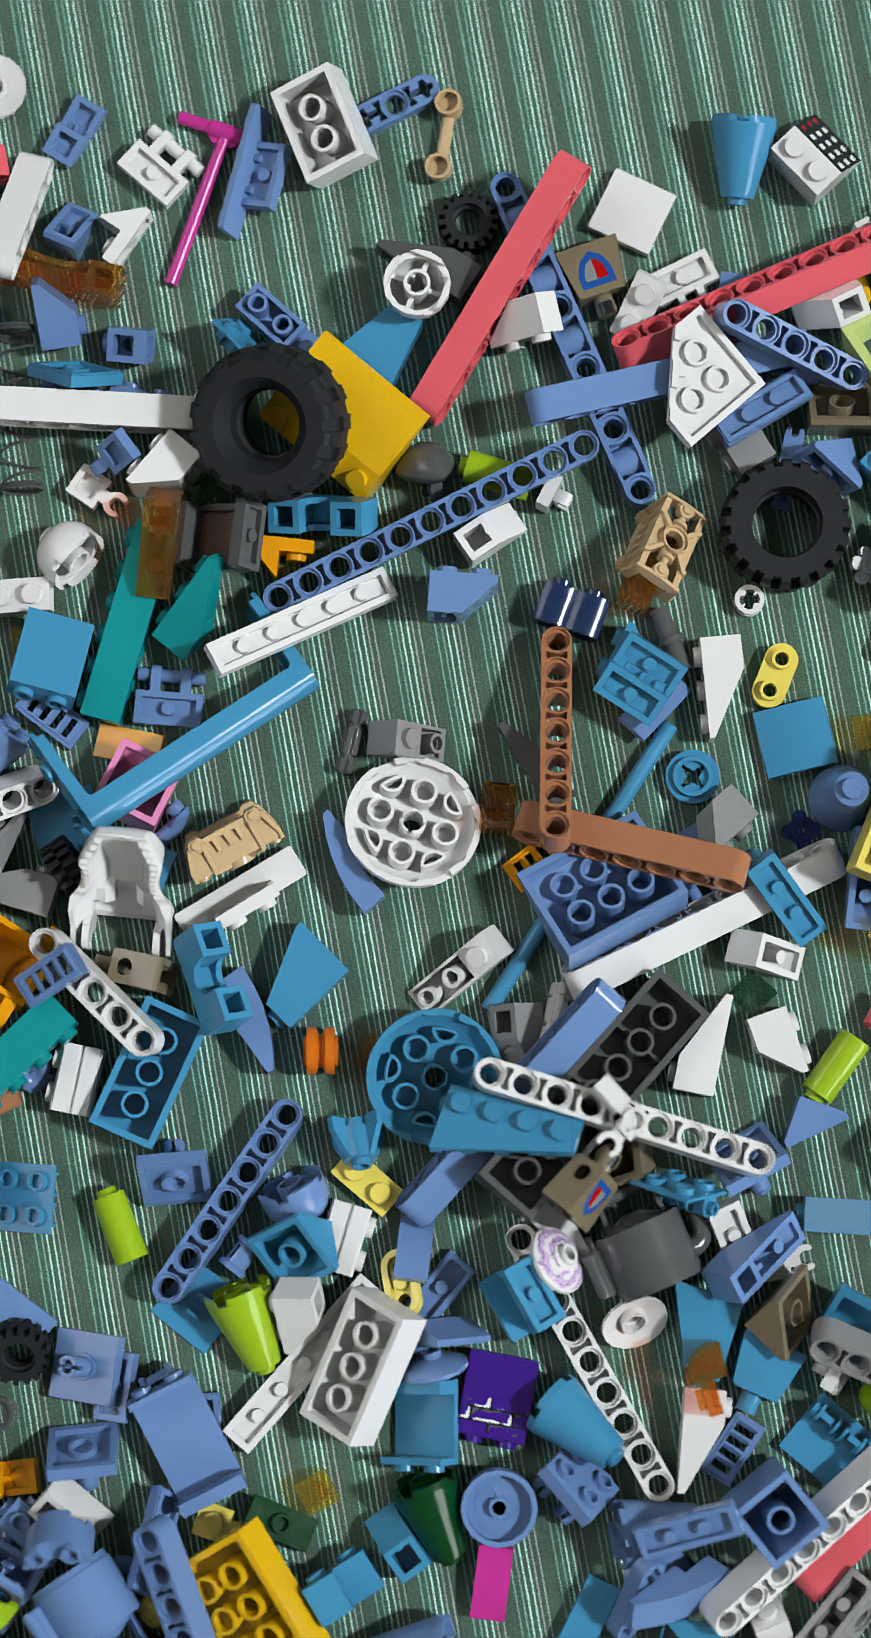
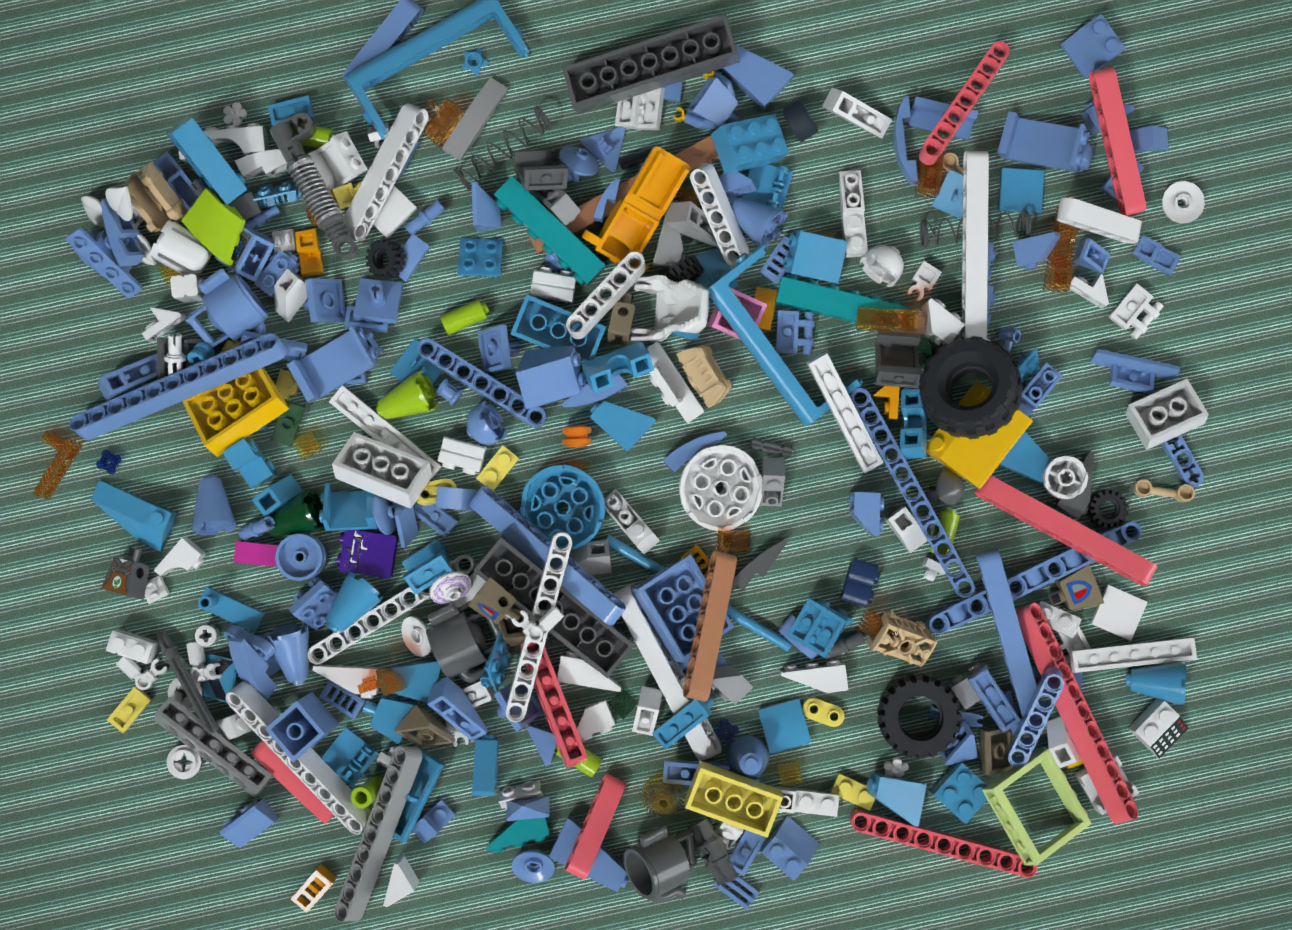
camera: 85 degrees right, 5 degrees up
(58, 1536) = (271, 288): medium blue cylinder -> none
(72, 959) = (623, 279): medium blue slope -> none
(75, 374) = (998, 263): dark azure plate -> none
(116, 453) = (947, 291): medium blue plate -> none
(143, 345) = (1016, 288): medium blue brick -> none
(176, 824) = (714, 340): medium blue arm -> none
(190, 360) = (1009, 336): none -> medium blue bar
(193, 613) = (846, 344): teal slope -> none
(220, 1087) = (549, 375): none -> medium blue slope
(223, 137) = (1156, 350): dark pink bar -> none
(296, 1247) = (451, 426): dark azure slope -> none
(297, 1309) = (416, 428): white slope -> none
(358, 1139) = (522, 461): dark azure brick -> none
(449, 1579) = (256, 528): none -> medium blue pin
(494, 1124) = (531, 546): dark azure wing -> none
(527, 319) = (1045, 548): white slope -> none
(555, 1005) = (610, 581): white axle -> none
(556, 752) = (766, 576): nougat beam -> none
(688, 1529) = (287, 674): medium blue tile -> none
(692, 760) = (767, 661): dark azure gear -> none
(698, 193) = (1132, 655): none -> white plate
(705, 377) = (1011, 664): white plate -> none
(756, 608) = (865, 689): white bush -> none
(761, 1095) = (557, 711): none -> coral brick

